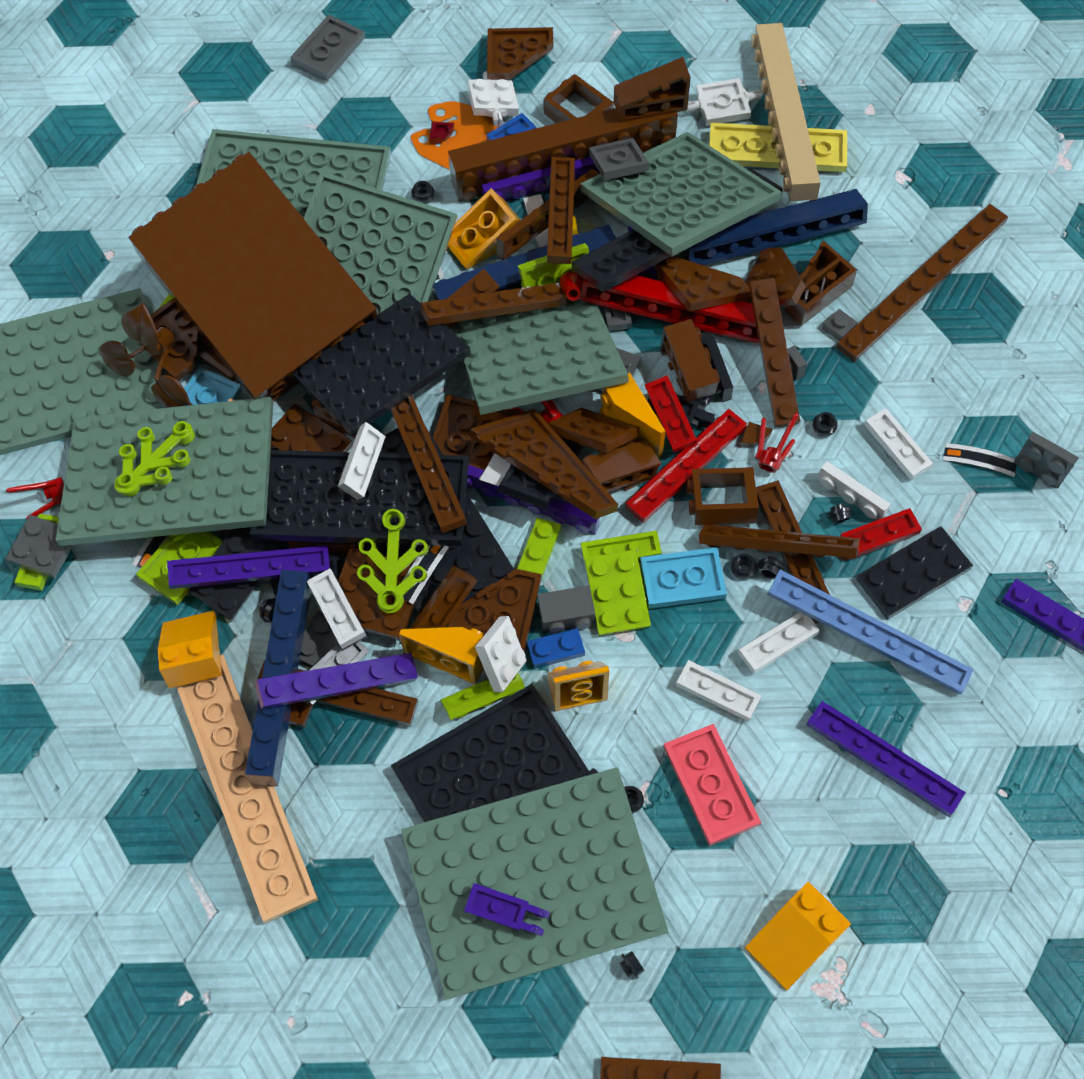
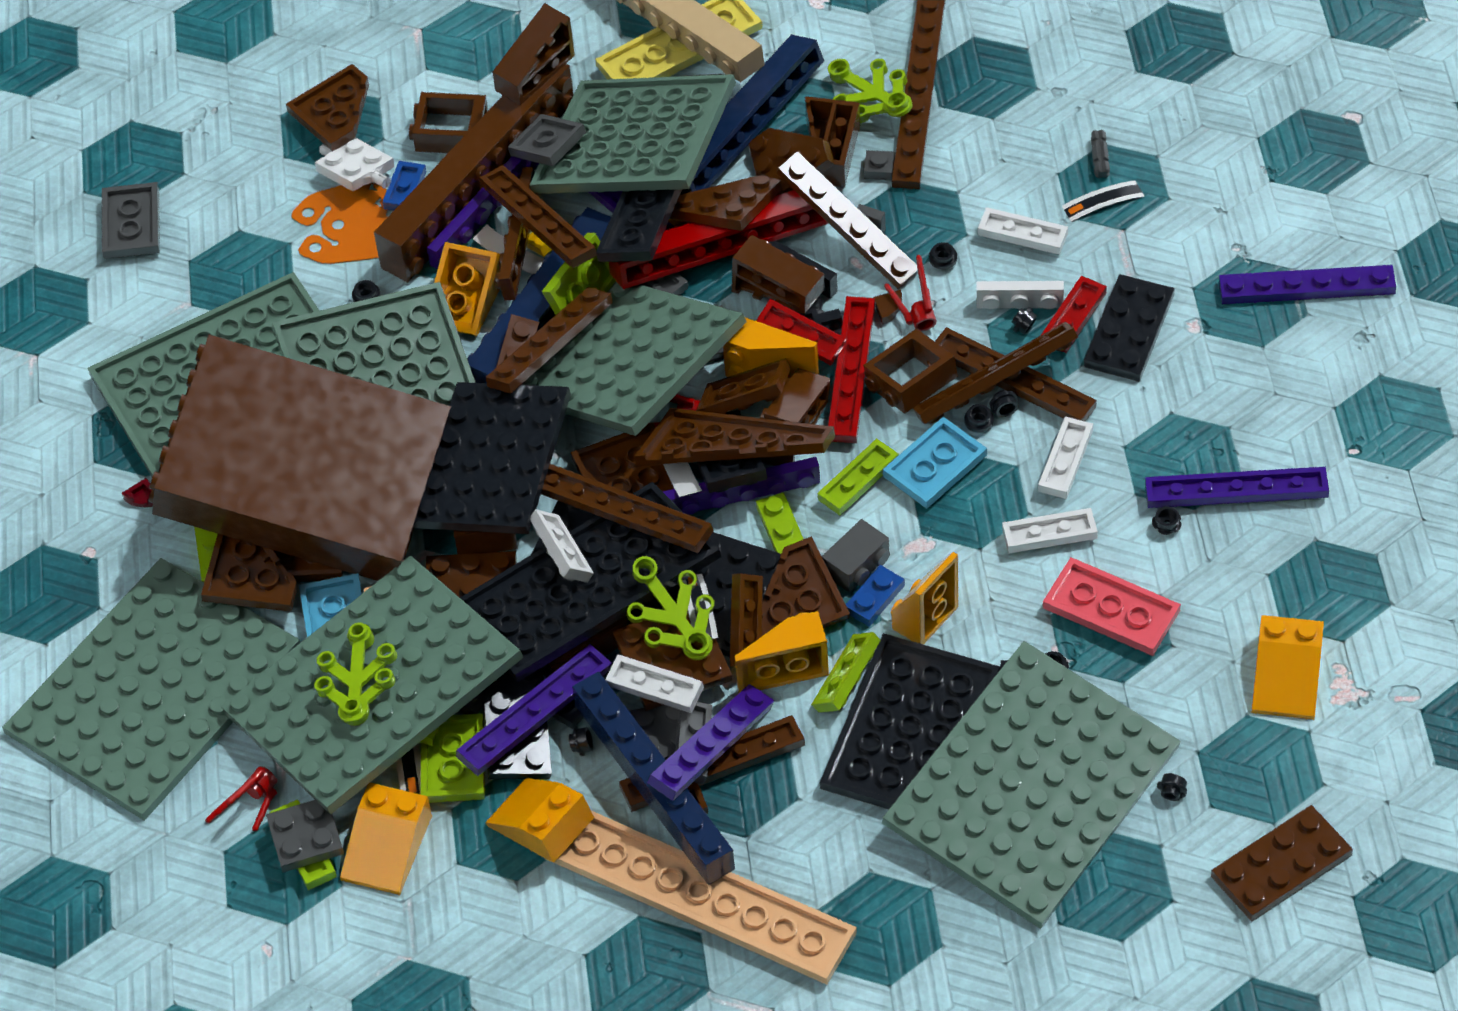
camera: 35 degrees left, 10 degrees down
(90, 587) = (385, 838): none -> light orange slope
(140, 327) = (247, 562): reddish brown plant -> none
(440, 131) = (328, 229): dark red tile -> none
(501, 653) = (841, 622): white plate -> none
(503, 909) = (1032, 811): dark purple hinge -> none
(572, 285) = (606, 279): red cone -> none
(617, 592) = (890, 509): lime plate -> none
(723, 101) = (595, 31): white plate -> none
(815, 741) = (1167, 514): none -> black plate
(870, 632) = (1136, 395): medium blue plate -> none
(886, 287) = (894, 104): none -> lime plant
(1007, 422) = (1100, 154): none -> dark grey axle
(1045, 460) = (1163, 160): dark grey plate -> none

